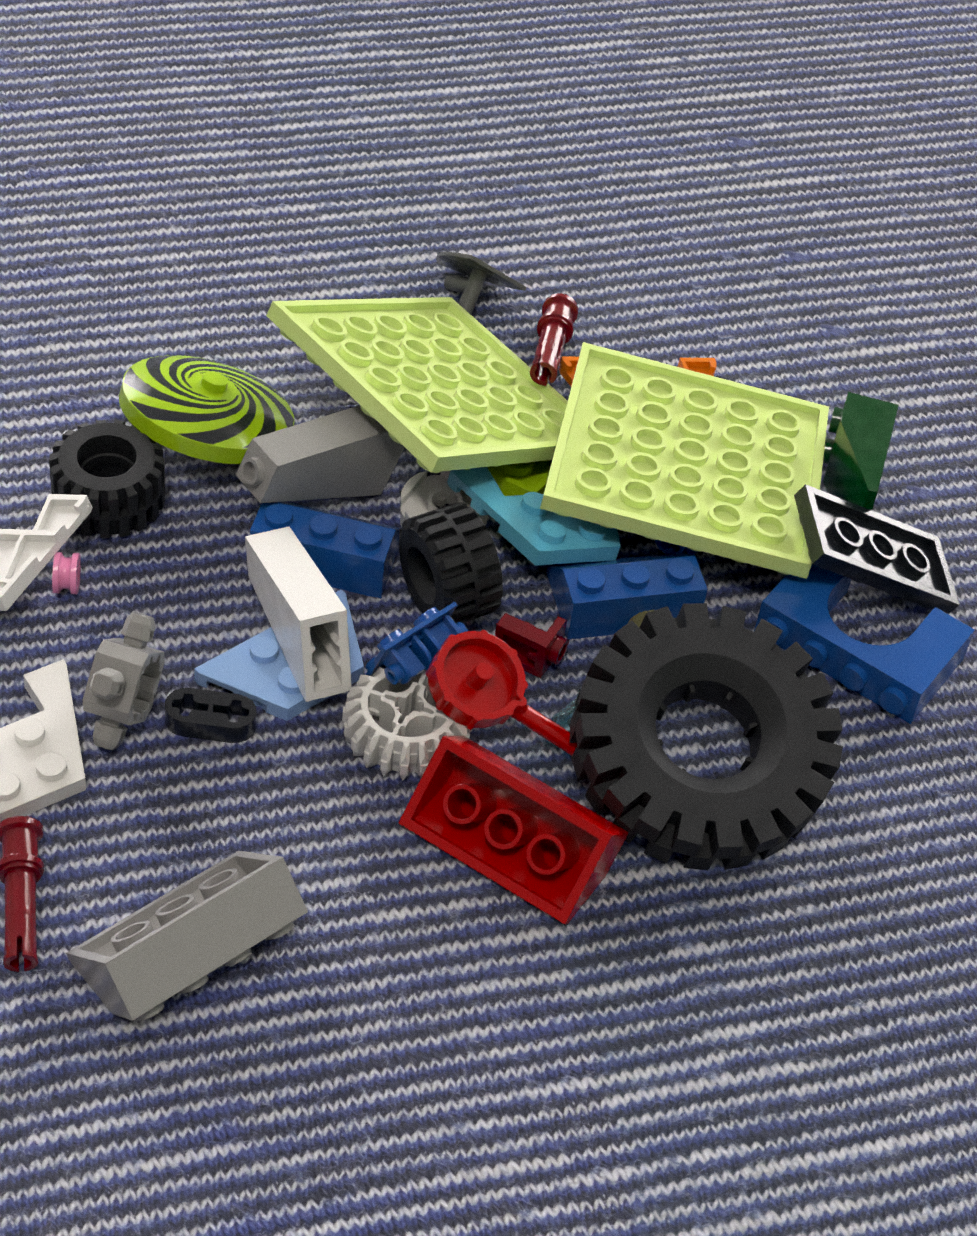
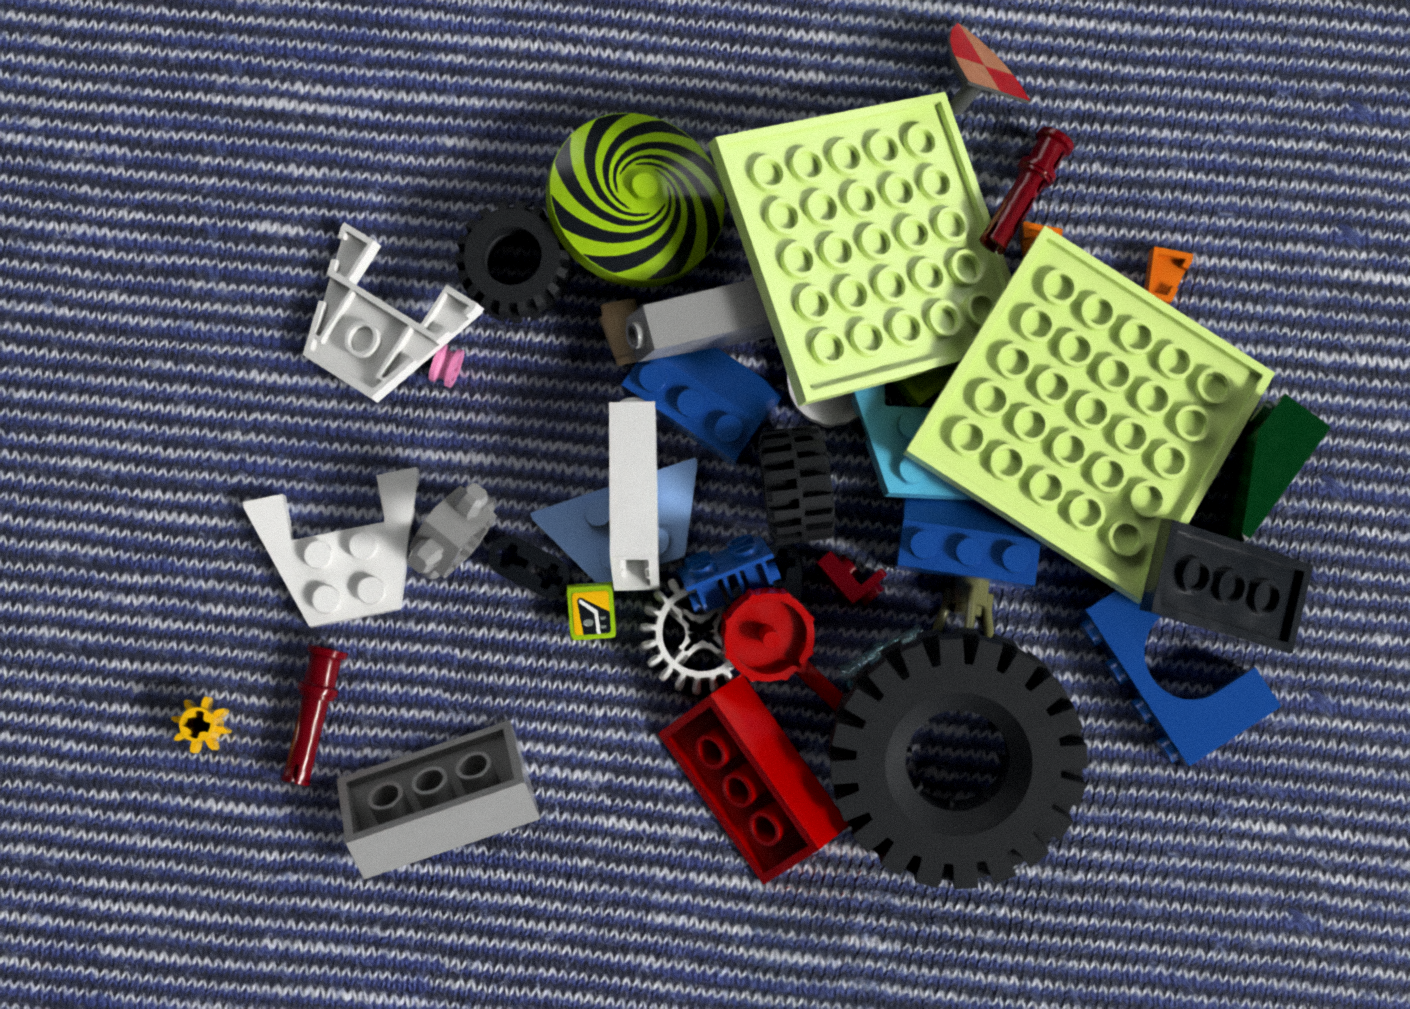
camera: 30 degrees right, 35 degrees up
(229, 508) = (614, 327): none -> tan cone
(288, 727) = (591, 611): none -> slope

